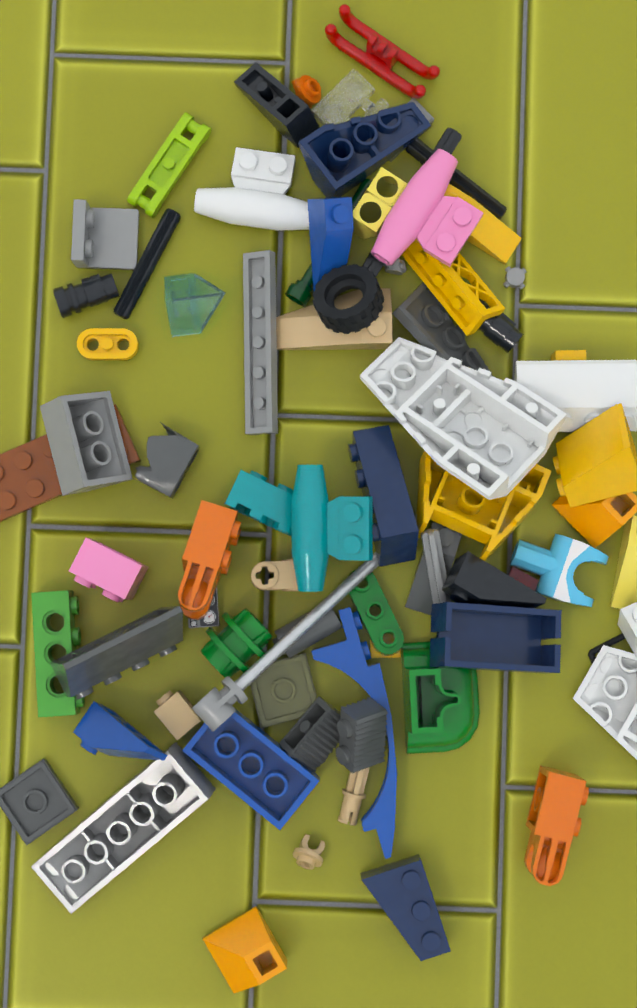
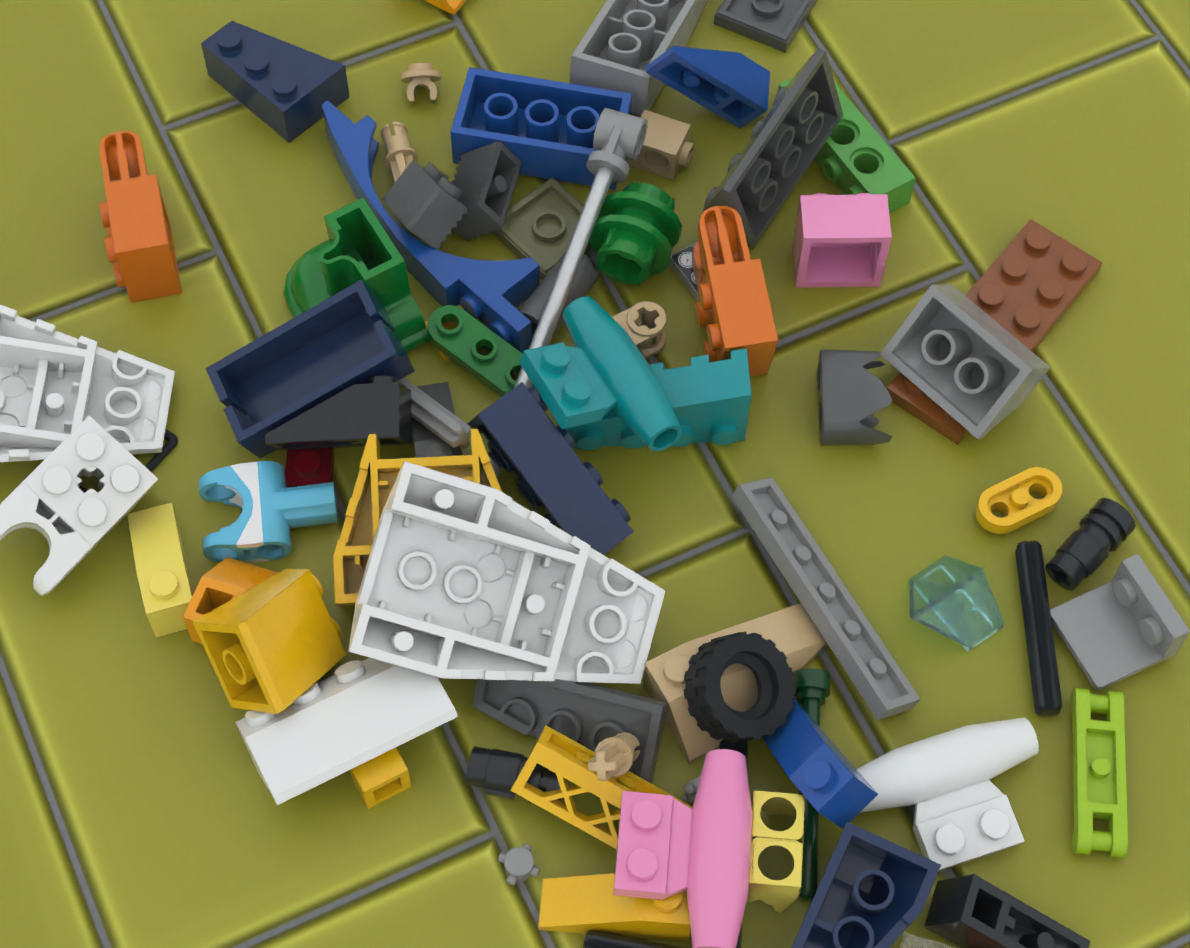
camera: 150 degrees right, 25 degrees down
(442, 290) = (614, 756): none -> tan axle

